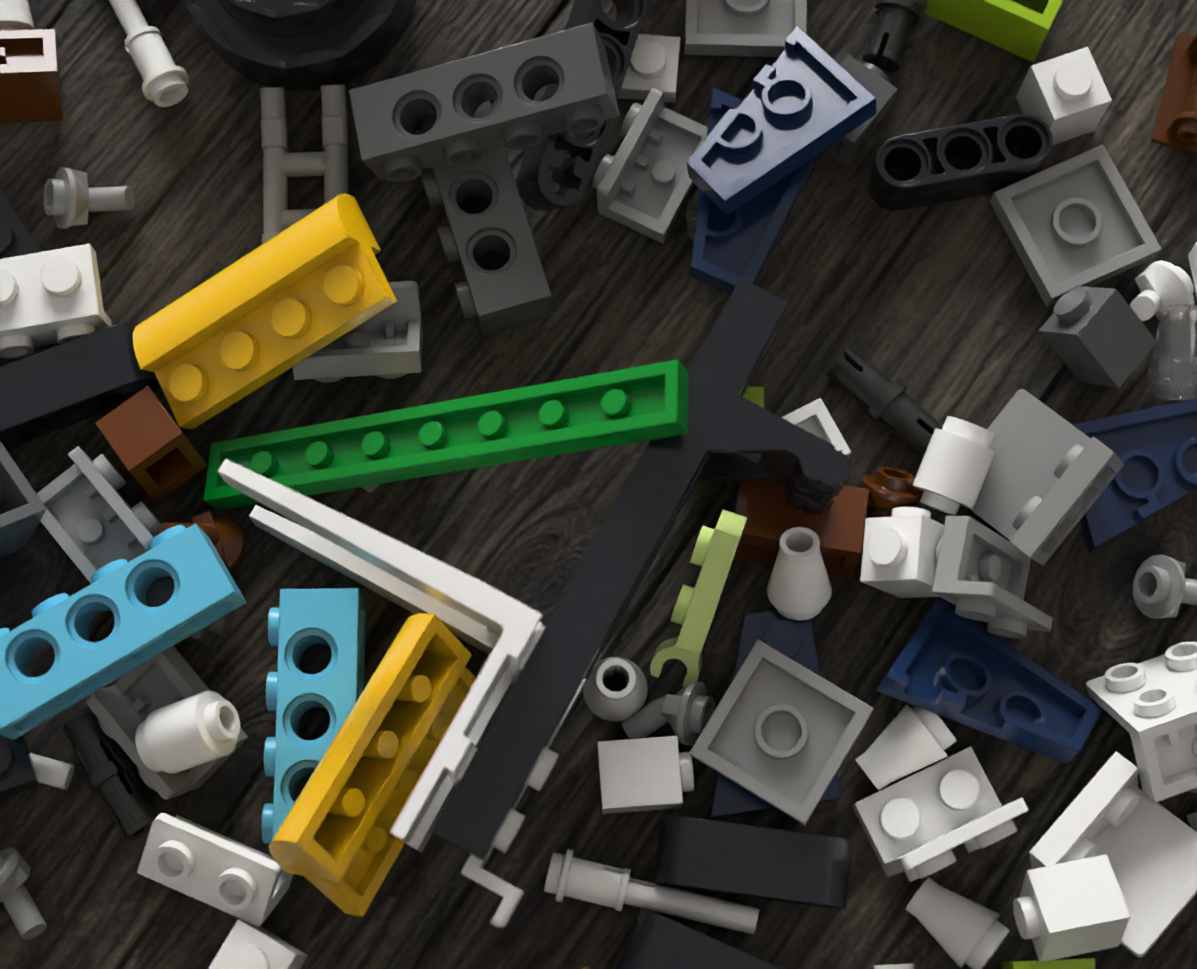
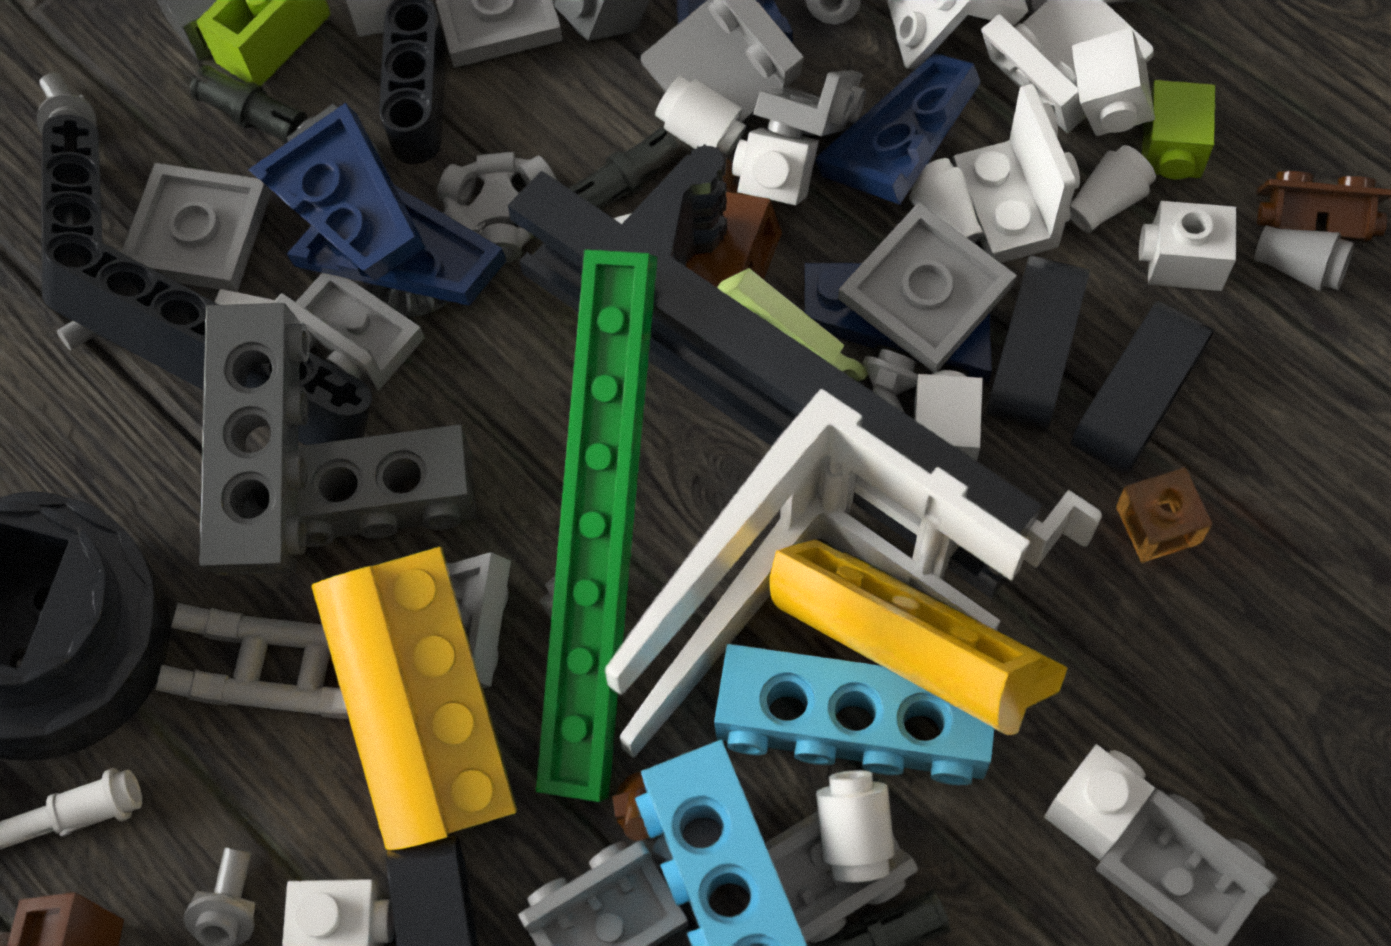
camera: 75 degrees left, 10 degrees down
(151, 444) = (526, 847): reddish brown brick -> none
(213, 868) = (996, 827): white bracket -> none
(614, 887) = (1050, 459): white pin -> none
(799, 577) = (783, 256): white cone -> none
(830, 279) = (491, 205): none -> light grey piece

